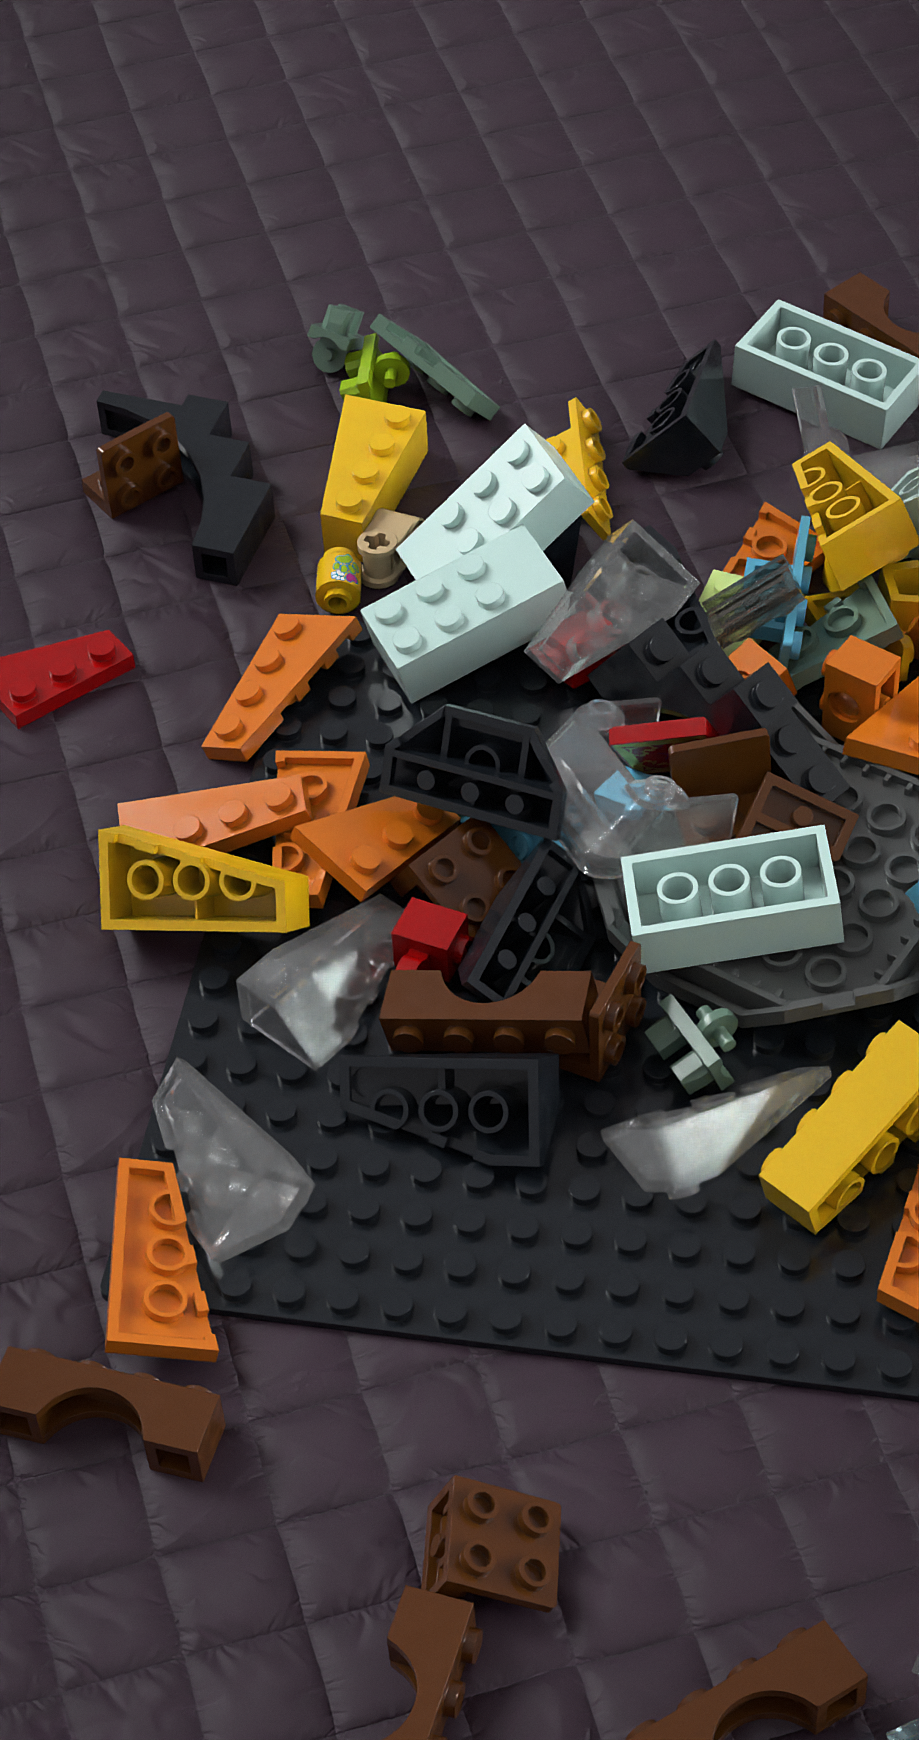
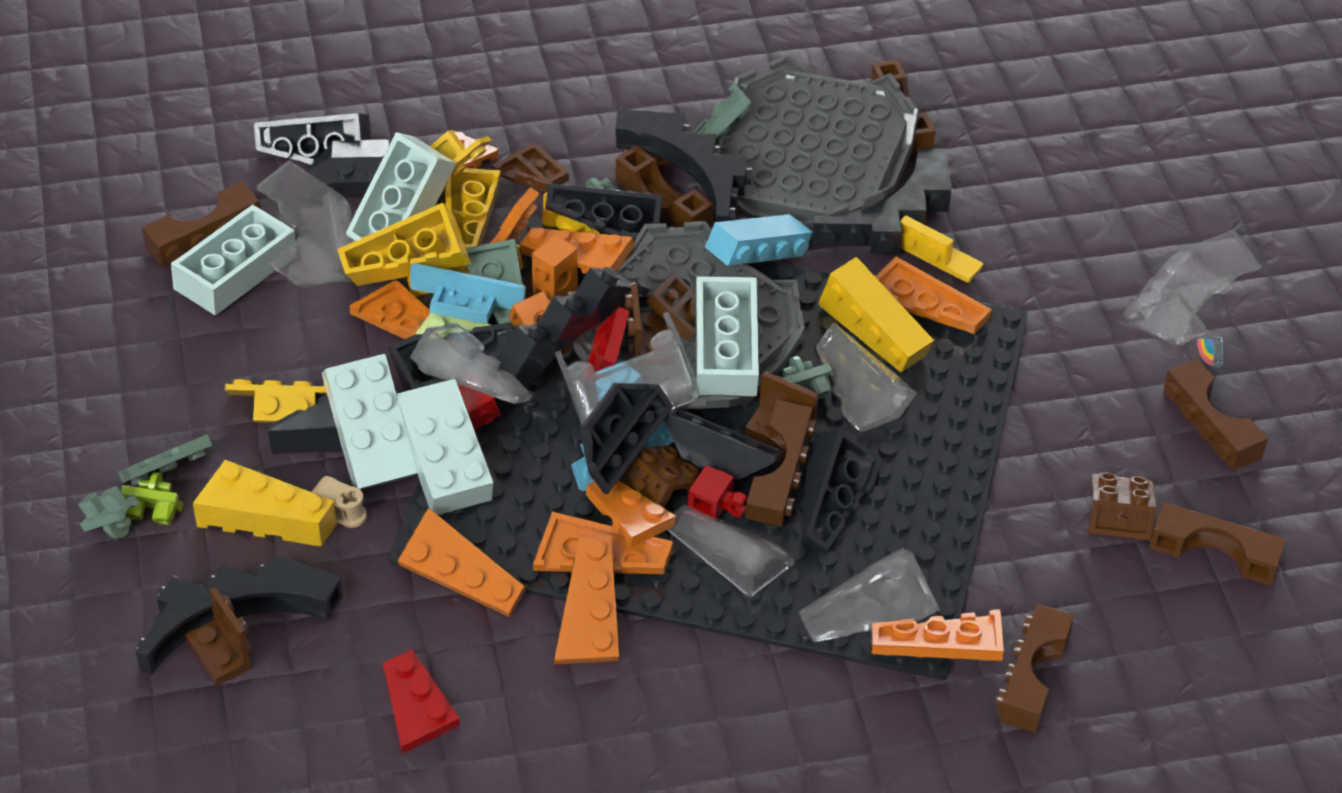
camera: 90 degrees left, 0 degrees up
(188, 887) = (665, 599): yellow wedge -> none
(338, 581) = (367, 530): yellow brick -> none
(688, 423) = (252, 340): black wedge -> none
(753, 601) = (485, 296): clear smoke plate -> none

